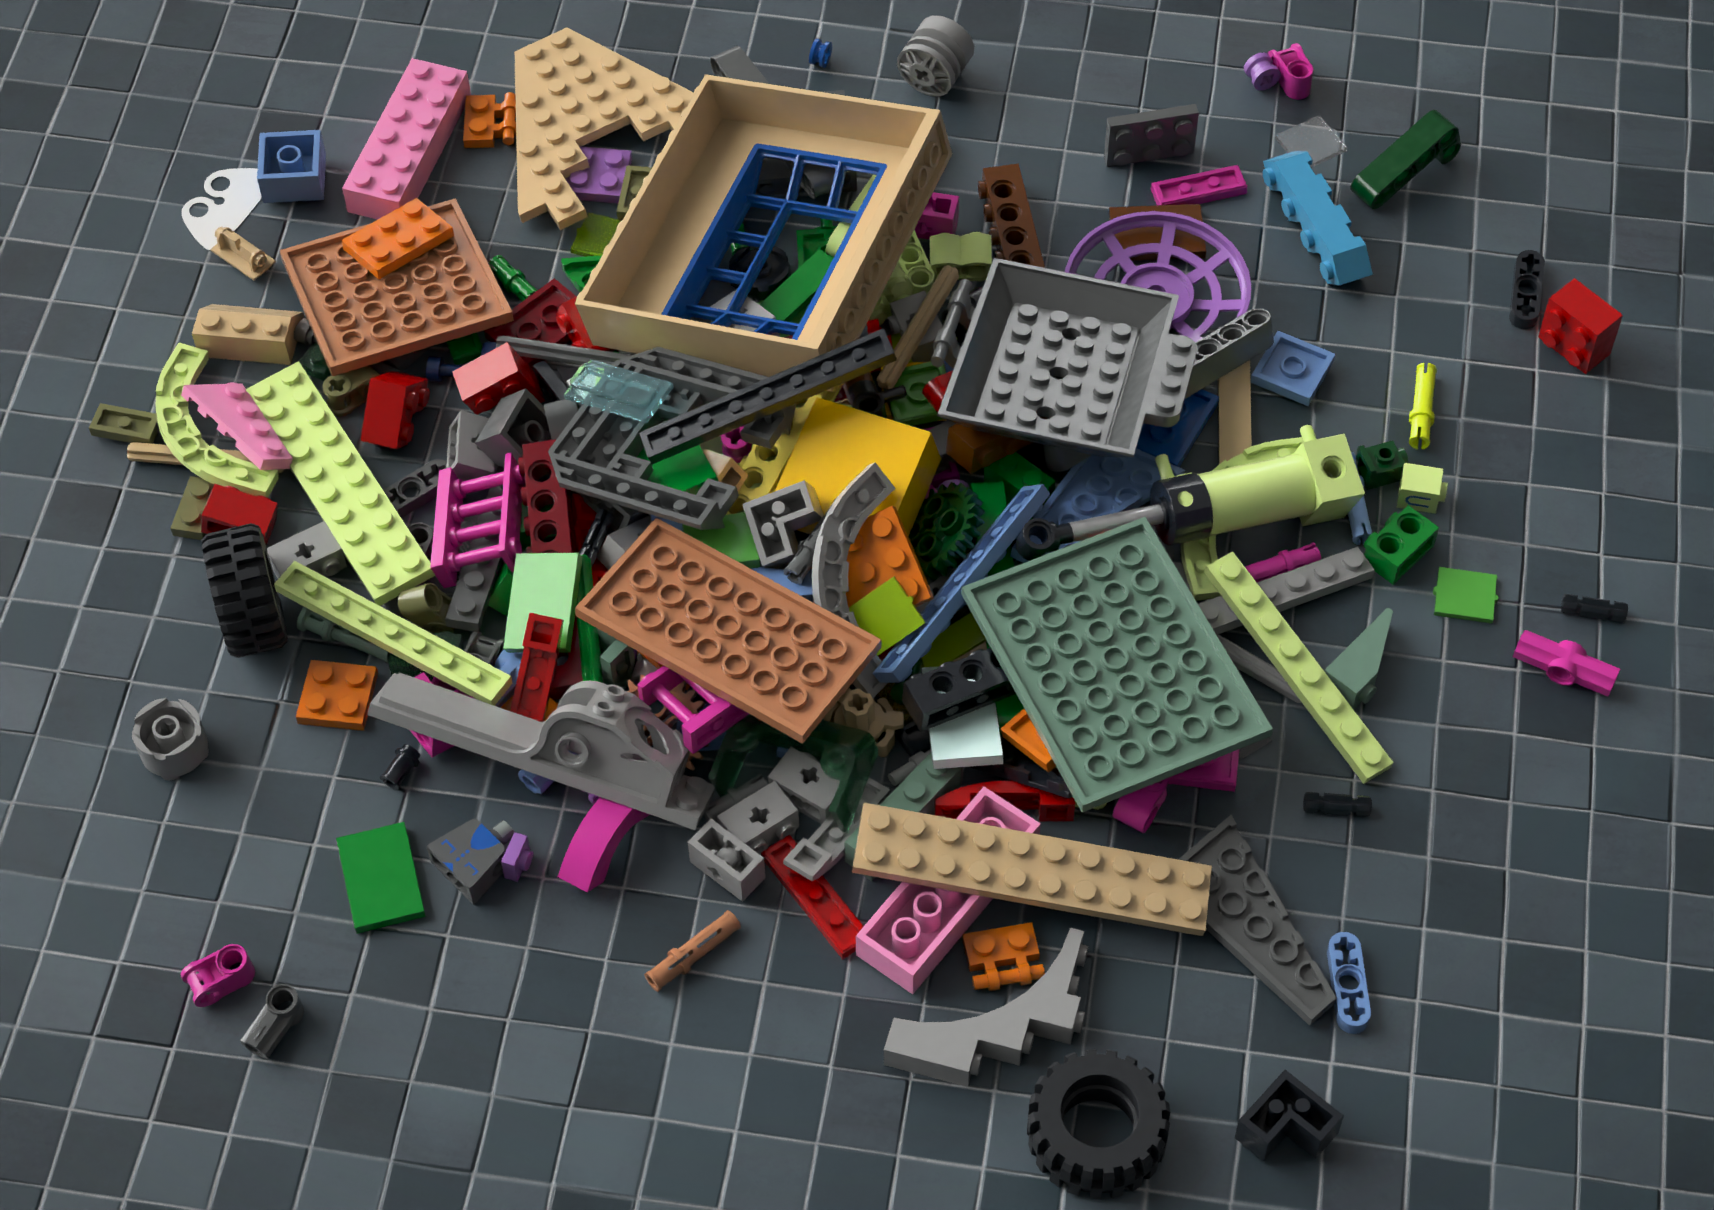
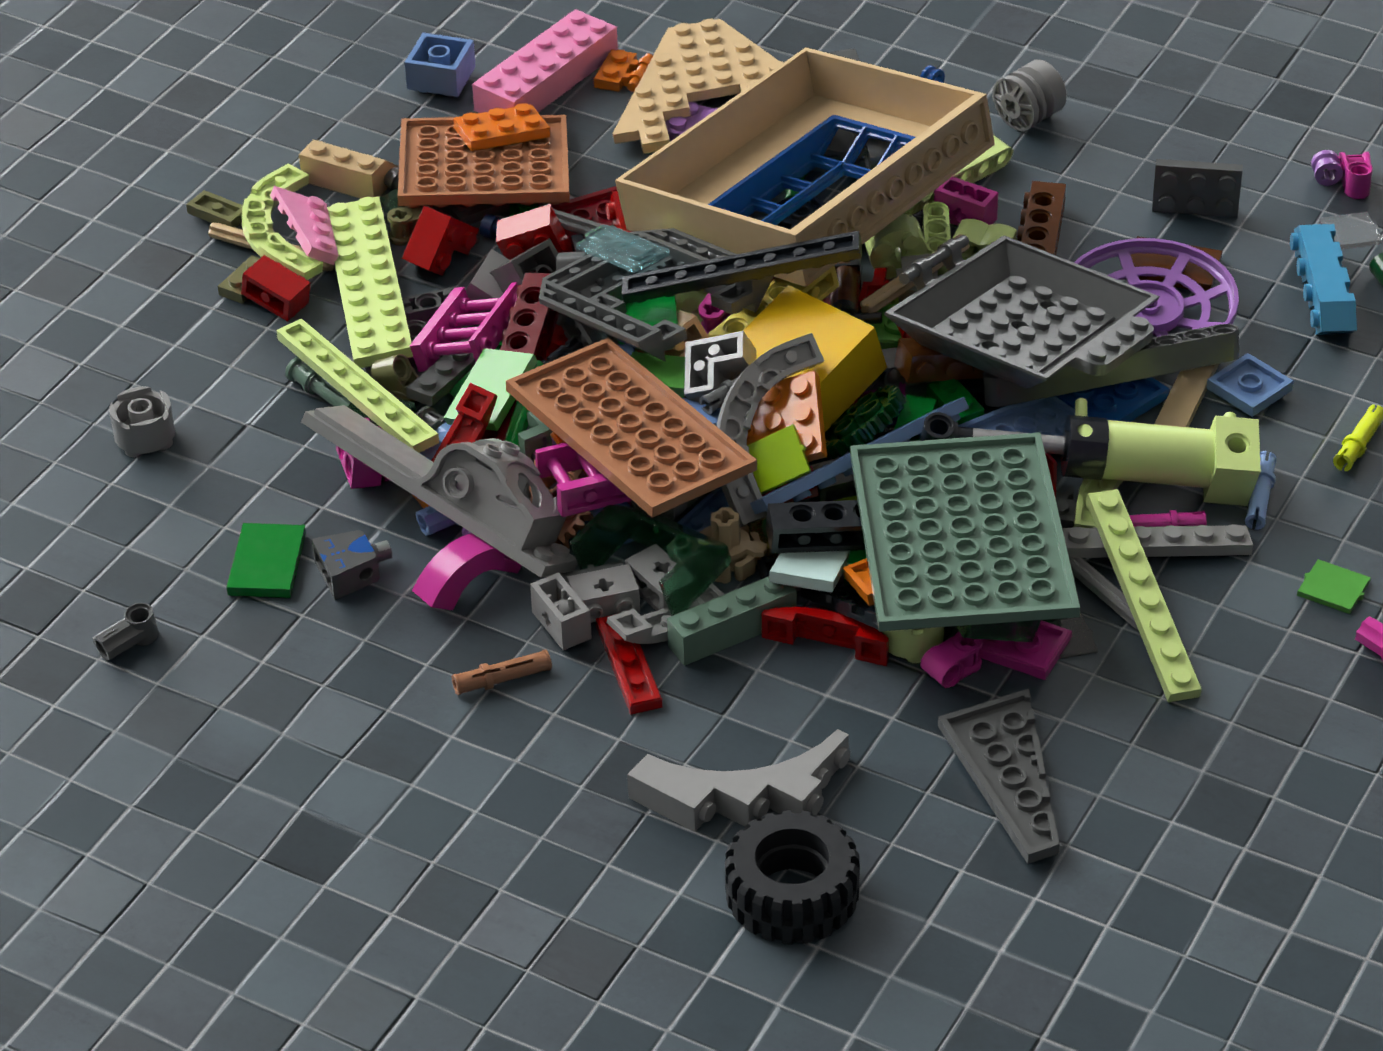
camera: 20 degrees right, 15 degrees down
(217, 976) = (102, 588): dark pink piece -> none
(239, 202) = (368, 95): white piece -> none
(241, 253) = (370, 117): tan hinge -> none
(244, 590) = (245, 325): black tyre -> none
(312, 548) = (326, 320): light grey brick -> none
(337, 695) = (286, 433): orange plate -> none
(401, 765) = (327, 484): black pin -> none
(511, 279) = (585, 178): green pin -> none
(517, 857) = (384, 570): medium lavender plate -> none
(924, 922) = (743, 678): bright pink brick -> none
(1000, 948) = (770, 741): orange plate -> none
(1032, 869) = (823, 674): tan plate -> none
(1200, 187) = (1231, 240): dark pink tile -> none
(1289, 1111) = (970, 913): black brick -> none
(1337, 804) = (1134, 708): black axle -> none
(1356, 969) = (1082, 852): medium blue beam -> none
(1358, 665) = (1206, 608): sand green slope -> none
(1380, 464) = (1298, 470): dark green brick -> none
(1404, 547) = (1287, 531): green brick -> none
(1421, 488) = (1326, 495): yellowish green brick -> none

